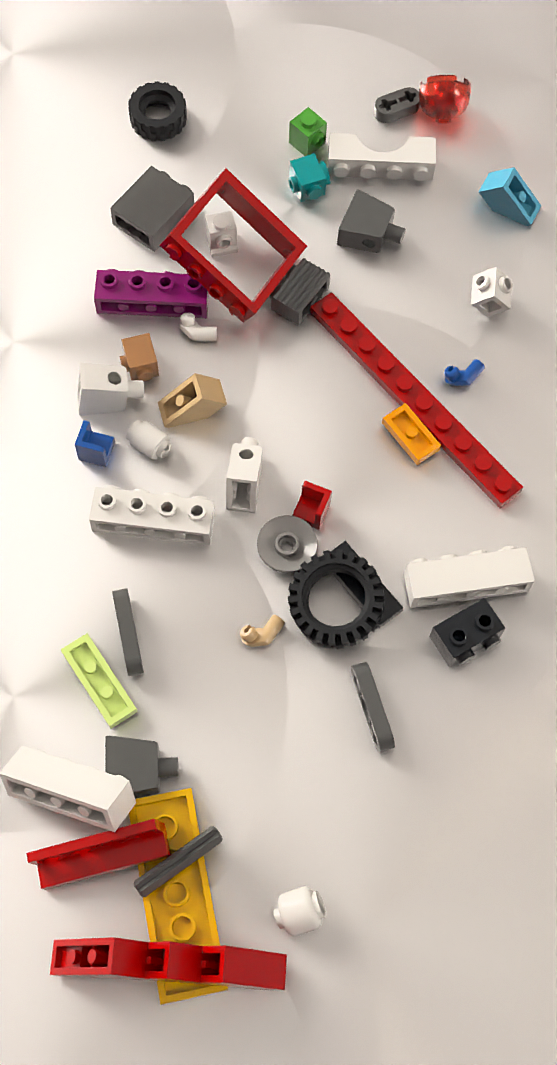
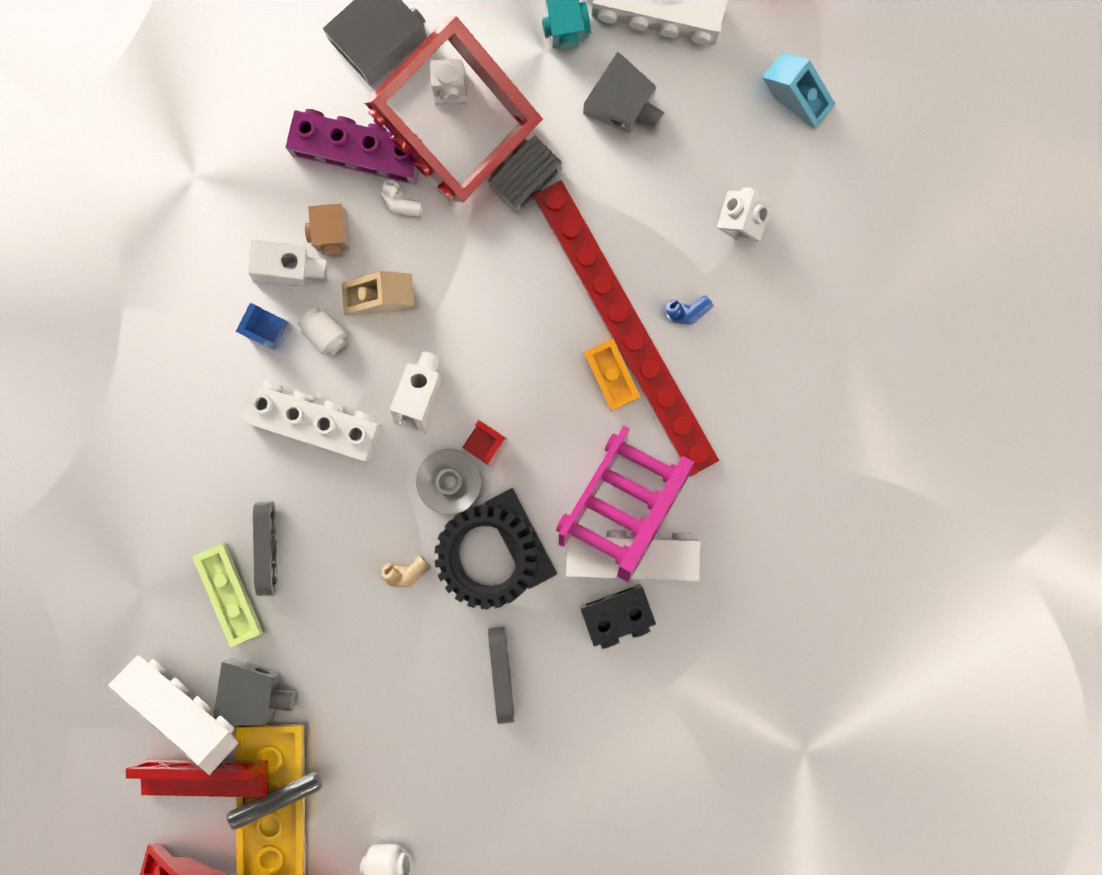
camera: 15 degrees right, 20 degrees up
(474, 542) = (642, 529): none -> dark pink fence

